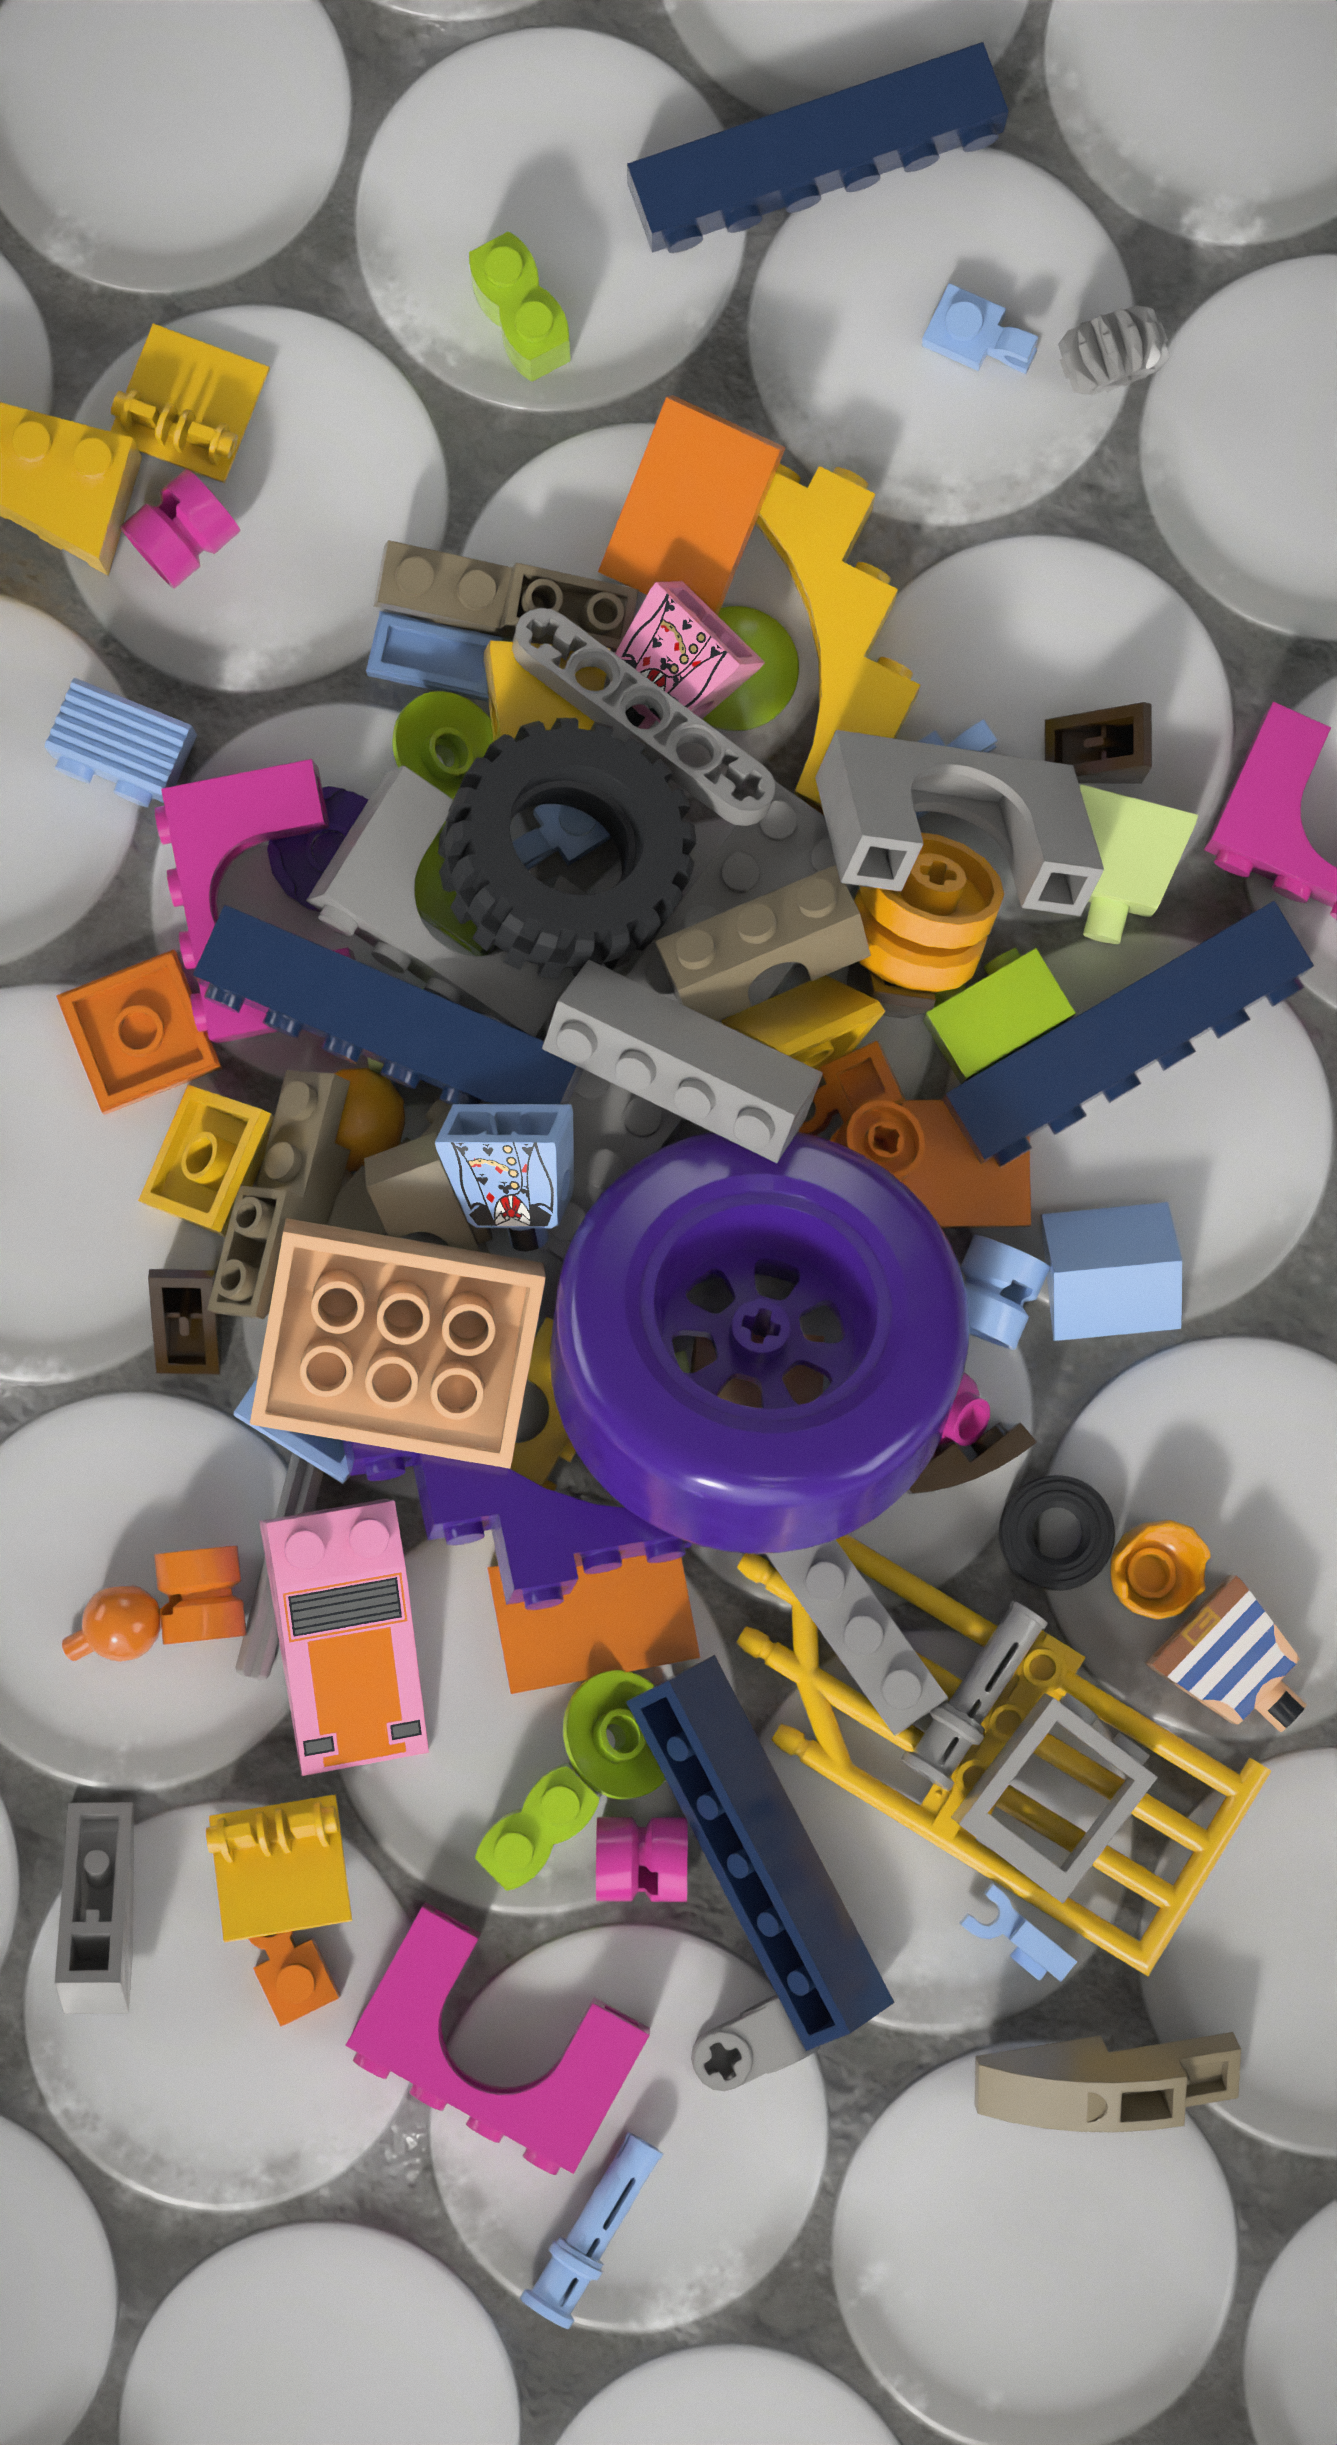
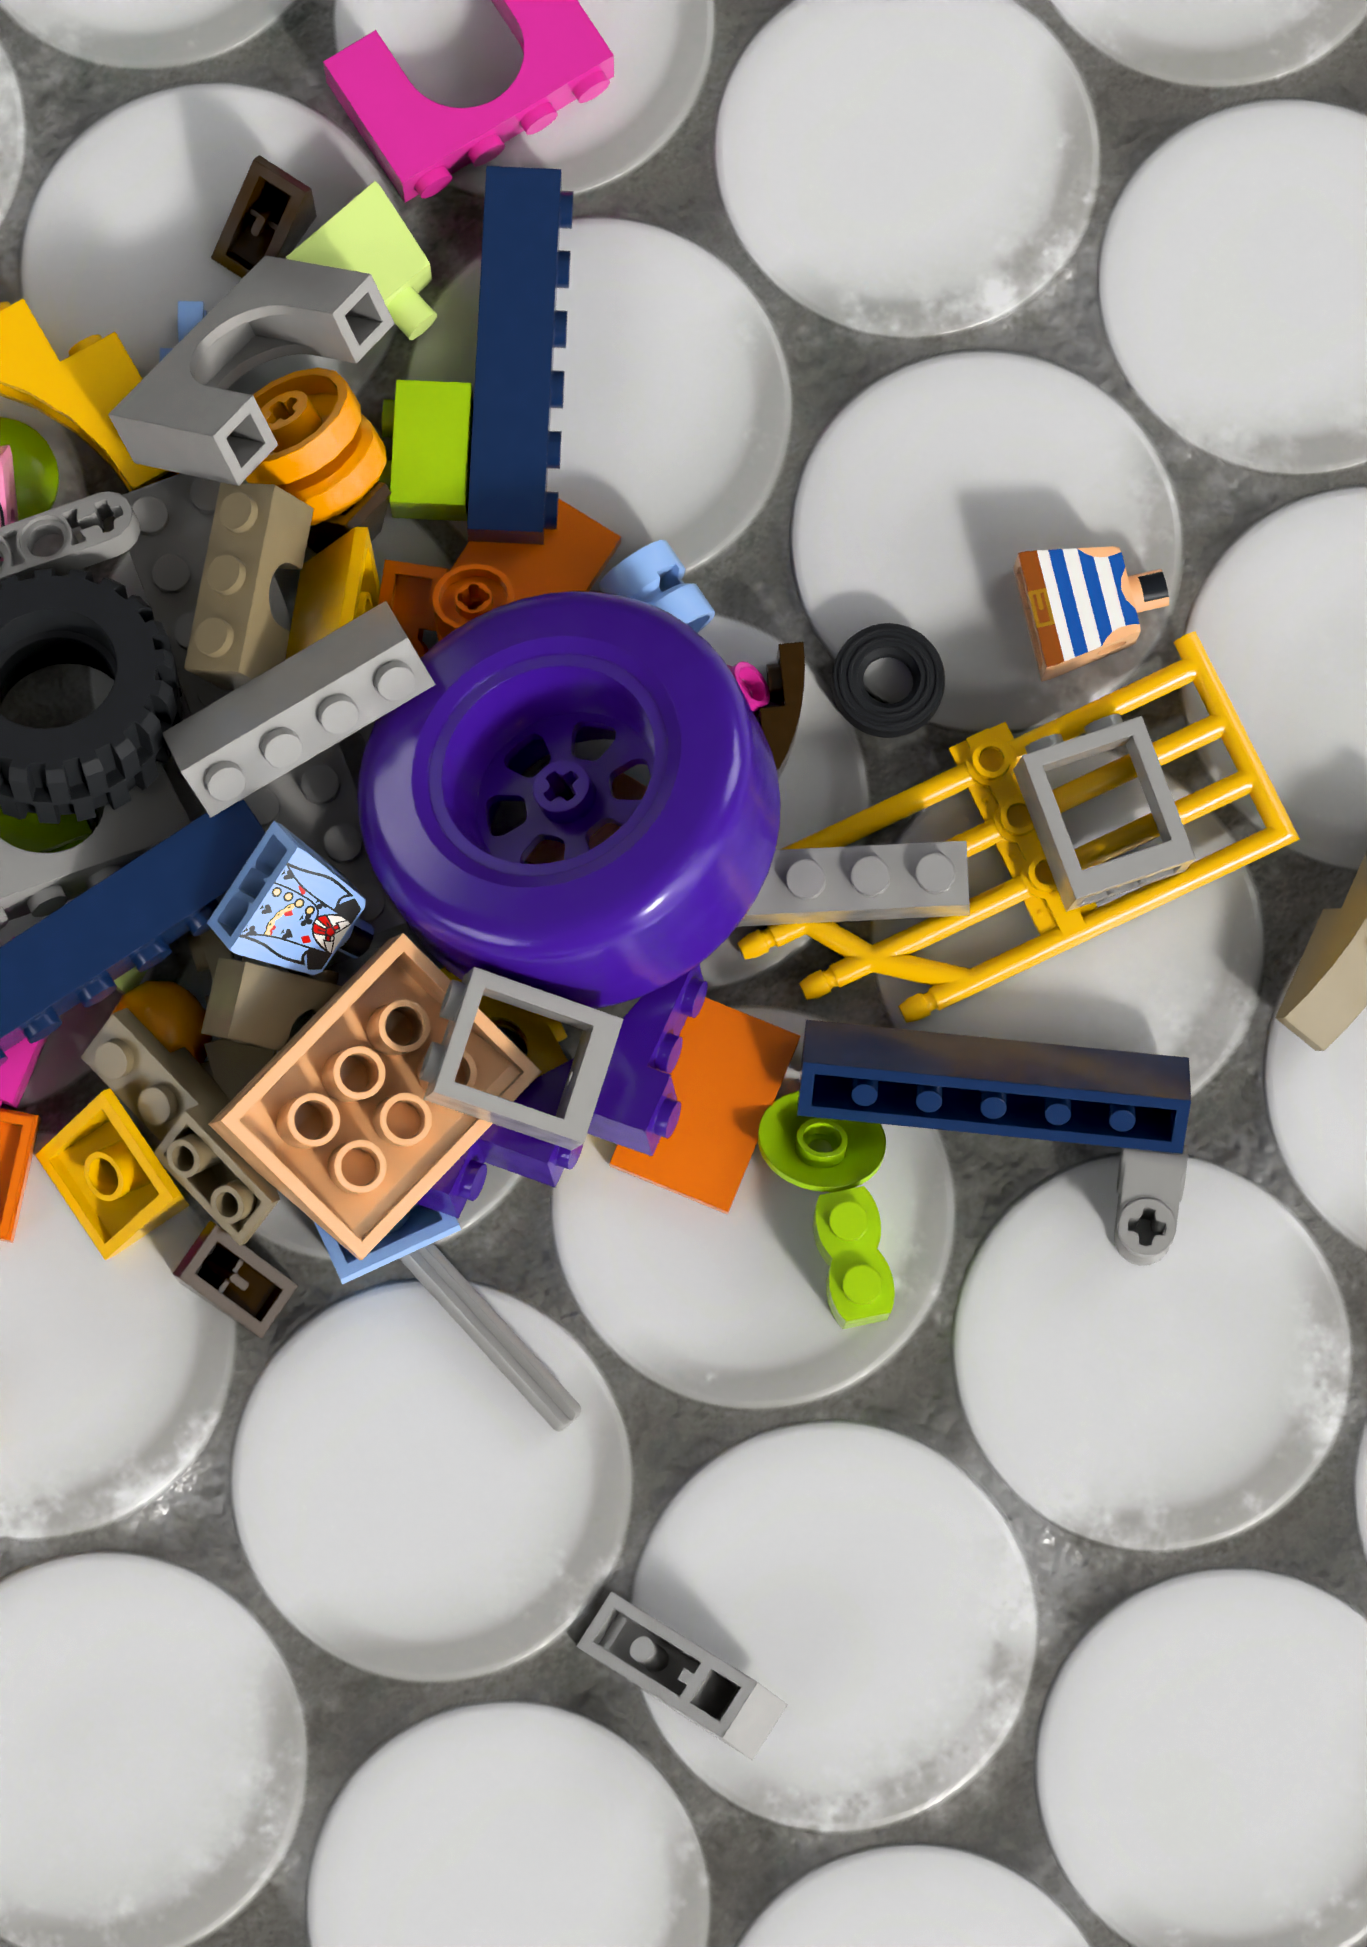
camera: 60 degrees left, 5 degrees down
(117, 1625) = (453, 1504): orange piece -> none
(200, 1594) = (474, 1415): orange wheel -> none
(279, 1868) = (748, 1498): yellow hinge -> none
(293, 1976) = (846, 1547): orange plate -> none
(346, 1635) = (588, 1314): slope -> none
(518, 1511) = (584, 1080): none -> light grey window
(547, 2116) = (1101, 1402): dark pink arch -> none
(561, 830) = (38, 698): light blue plate -> none
(577, 2257) = (1233, 1458): light blue pin -> none
(641, 1859) = (936, 1189): dark pink wheel -> none
(959, 1721) = (991, 852): light grey pin -> none
(1033, 1950) = (1217, 916): light blue plate -> none
(1112, 1271) = (703, 495): light blue slope -> none
(1159, 1568) = (971, 613): light orange hair -> none

